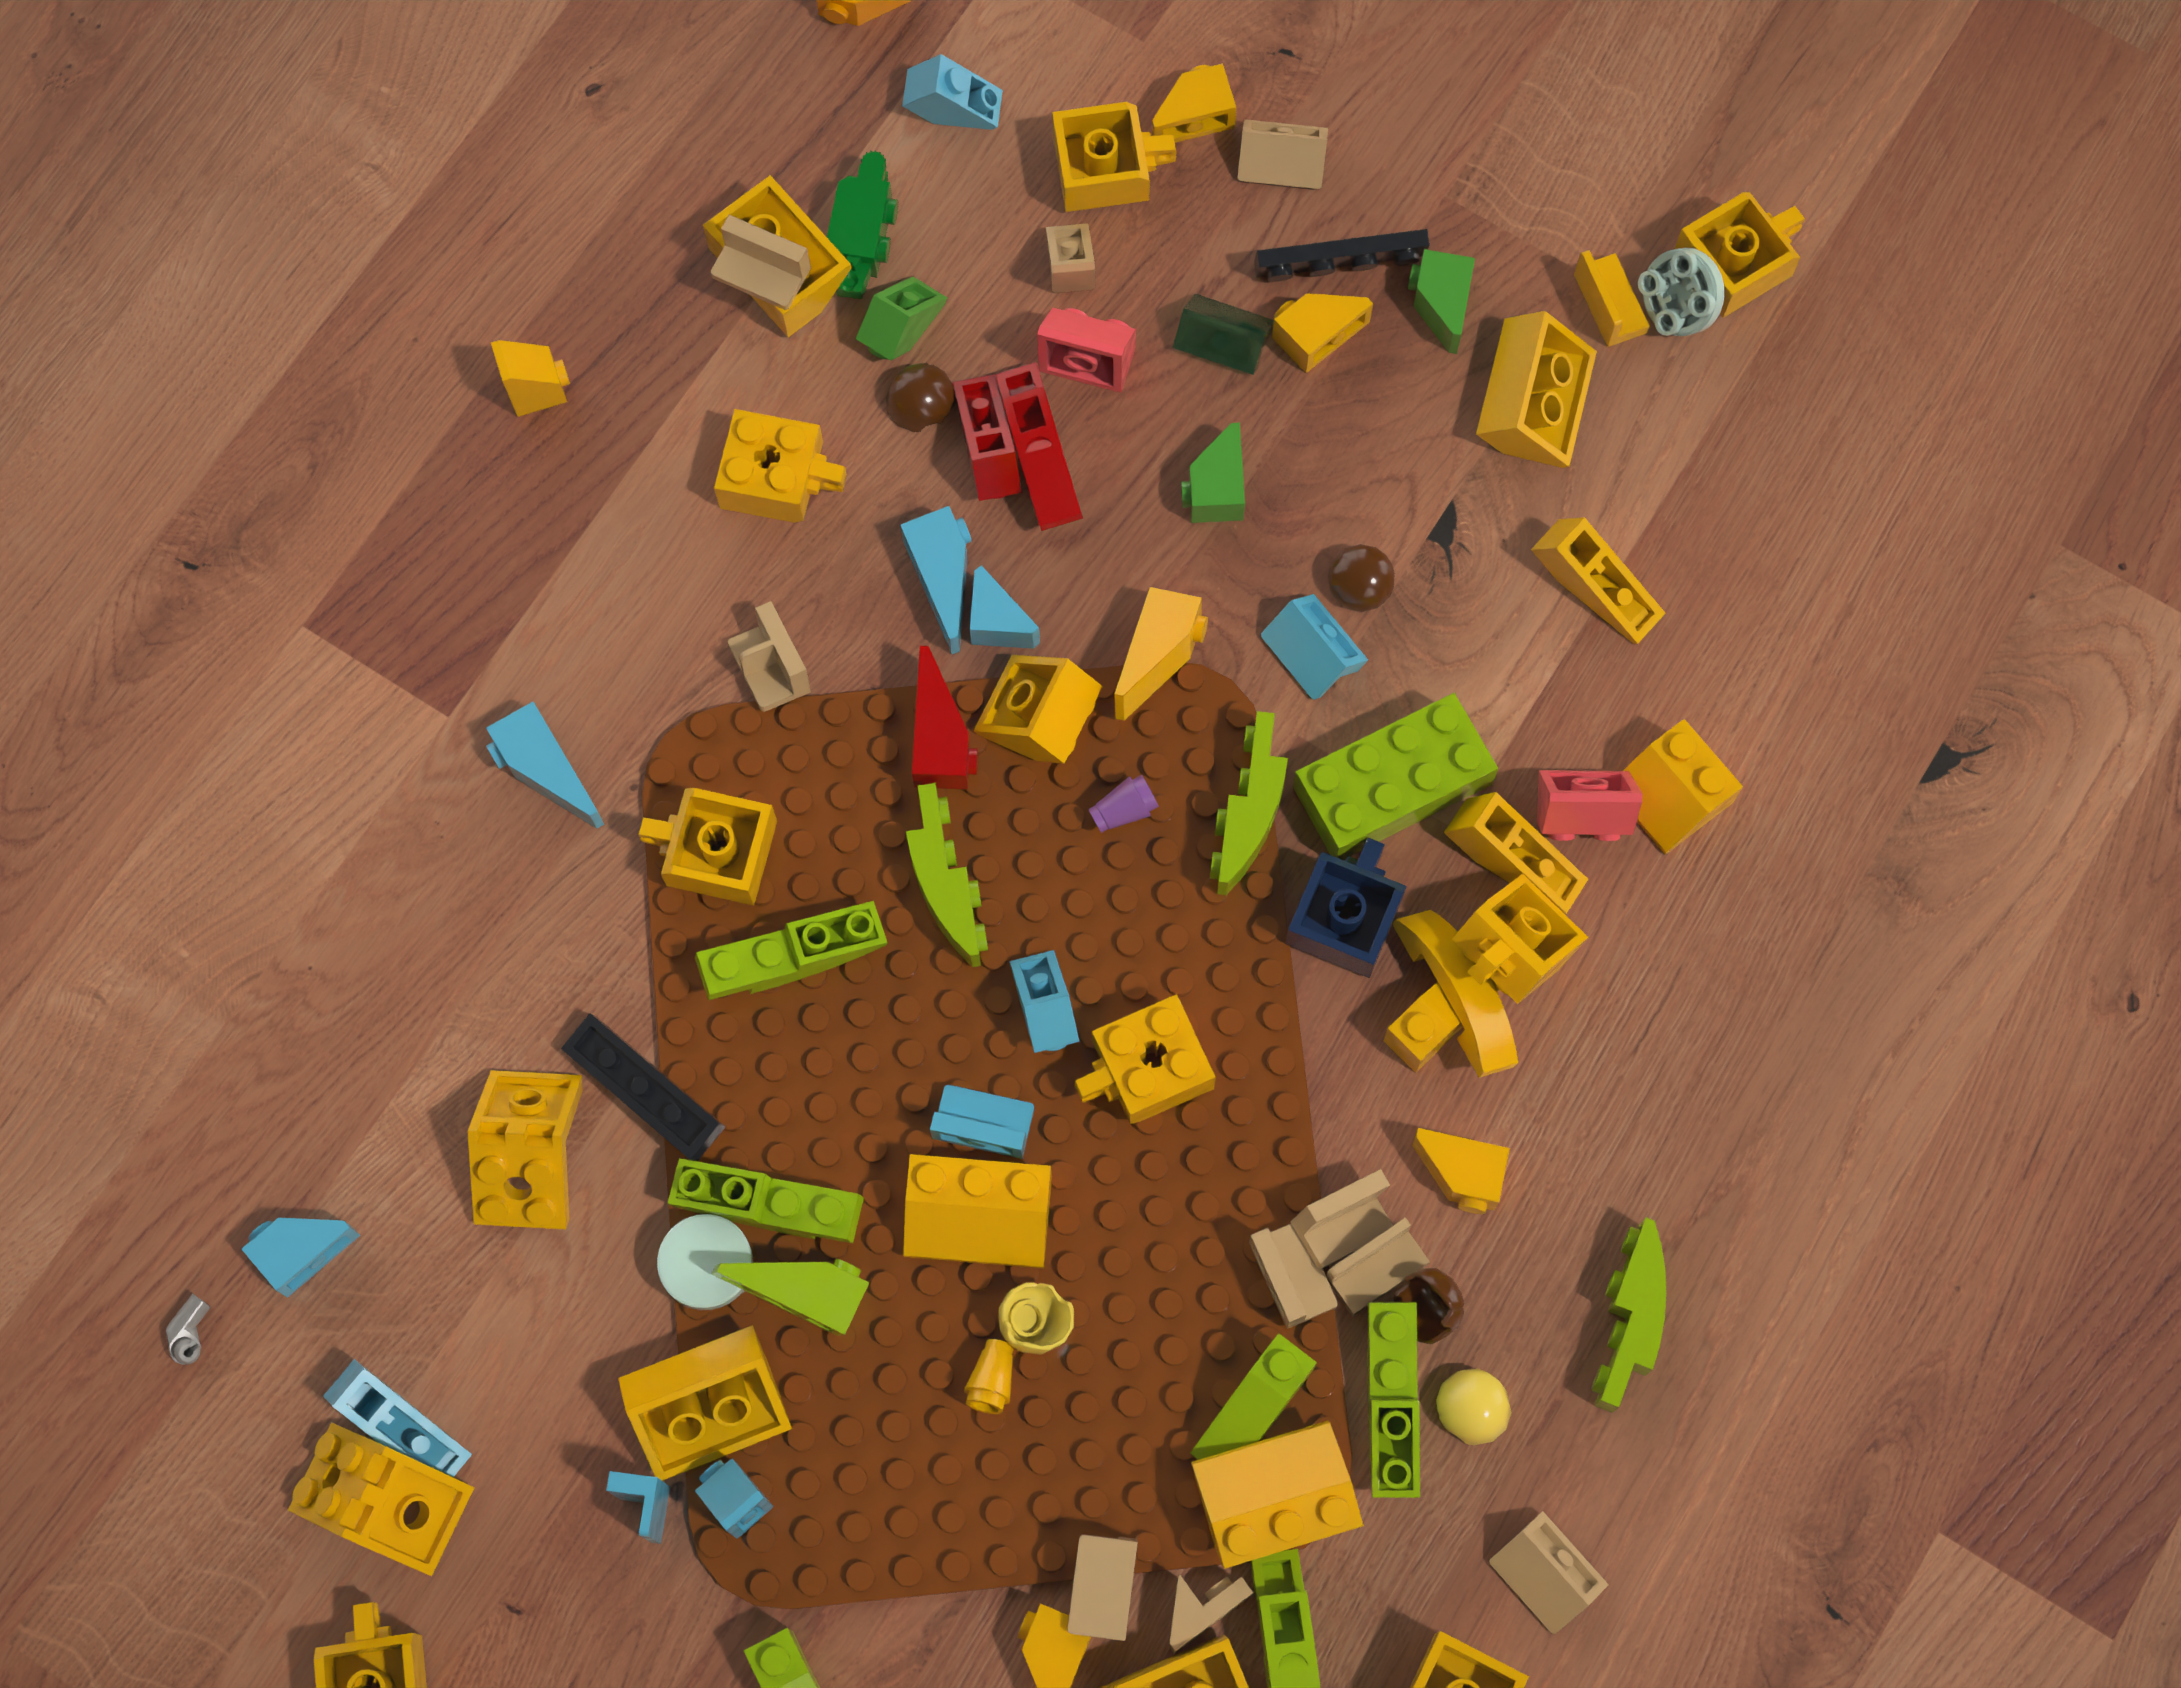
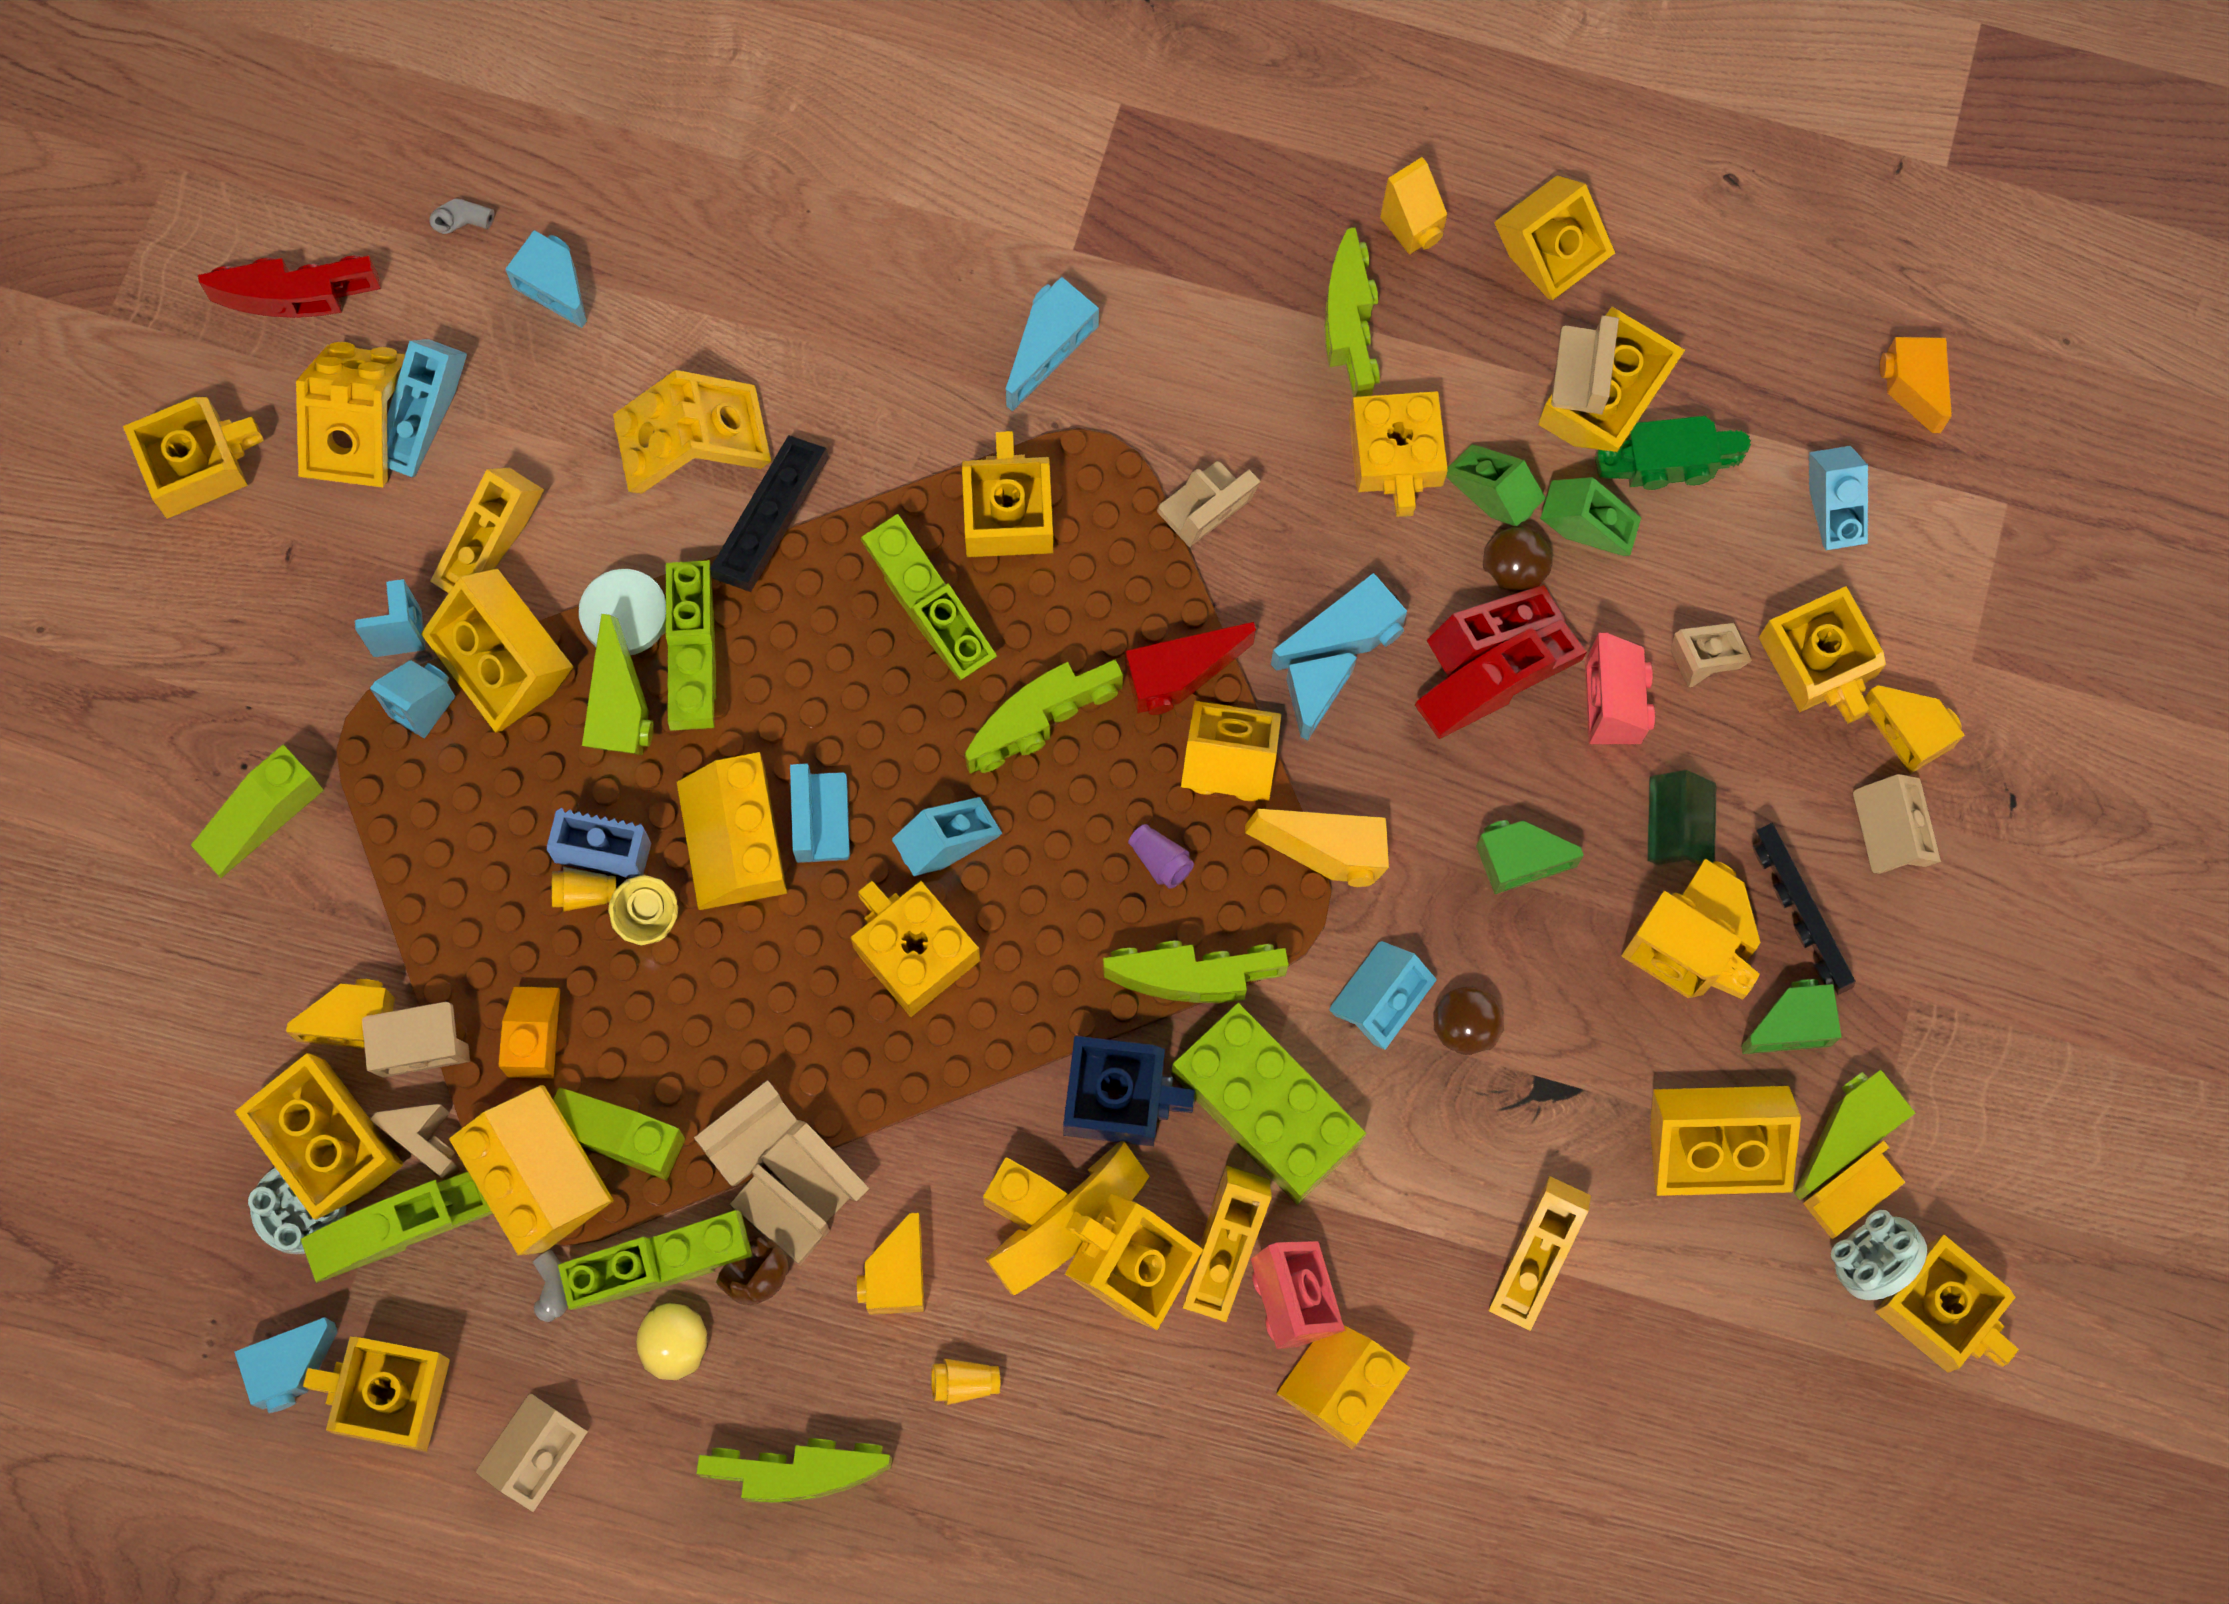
camera: 70 degrees right, 0 degrees up
(203, 1556) = (274, 291): none -> red slope
(566, 1388) = (488, 525): none -> yellow slope
(599, 259) = (1555, 235): none -> yellow slope
(602, 470) = (1348, 314): none -> lime slope
(840, 389) = (1496, 484): none -> bright green slope
(954, 1343) = (598, 844): none -> medium blue brick
(1126, 1464) = (530, 1033): none -> light orange slope
(1354, 361) = (1689, 950): none -> yellow hinge
(1401, 1511) = (552, 1299): none -> light grey arm
(1557, 281) = (1855, 1124): none -> lime slope
(1585, 1137) = (963, 1381): none -> yellow cone

